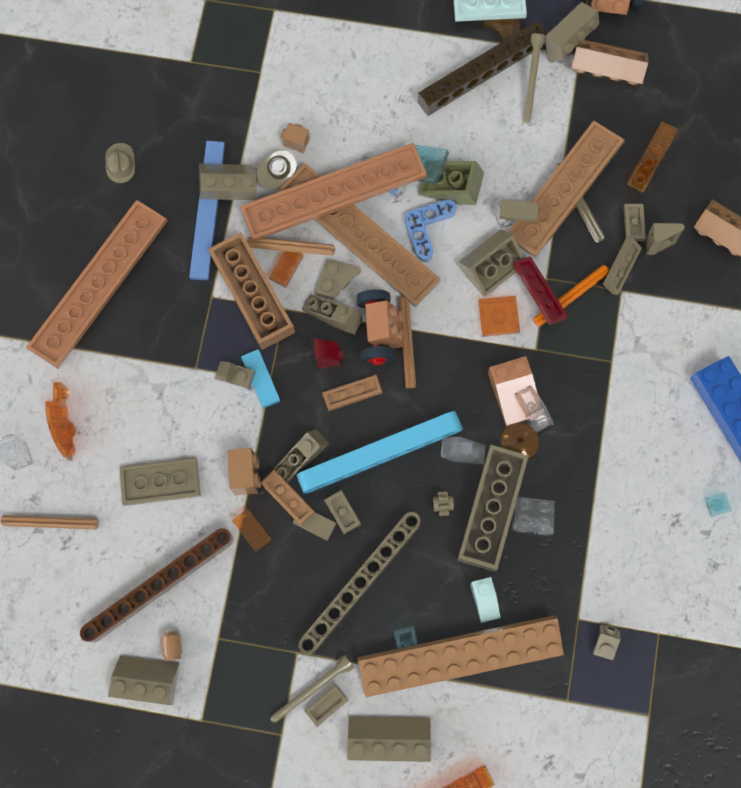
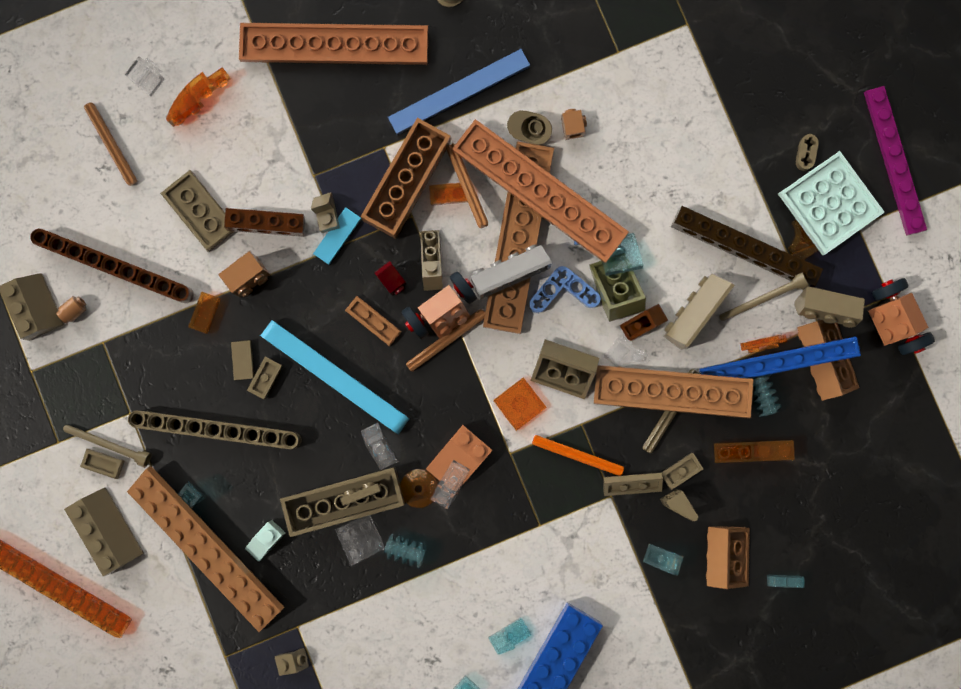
camera: 55 degrees right, 10 degrees up
(209, 428) = (264, 222): none -> reddish brown brick
(227, 182) = (493, 91): dark tan slope -> none
(287, 497) = (248, 324): medium nougat tile -> none
(301, 455) = (290, 313): dark tan slope -> none
(335, 278) = (466, 242): dark tan wing -> none
(385, 251) = (510, 272): none -> light grey slope
(443, 503) = (322, 457): dark tan gear -> none
(493, 179) = (644, 322): none -> reddish brown slope
(495, 490) = (368, 489): none -> dark tan plate
(511, 131) = (698, 311): none -> slope
(518, 210) = (623, 363): dark tan tile -> none
(540, 290) = (562, 426): dark red plate -> none
(565, 482) = (403, 550): none -> clear light blue piece
(571, 93) = (770, 342): none -> clear orange wing
(594, 87) = (787, 360): none -> blue tile
(613, 124) = (765, 397): none -> clear light blue piece
(692, 441) = (509, 636): none -> clear light blue slope
(700, 277) = (663, 559): none -> clear light blue slope

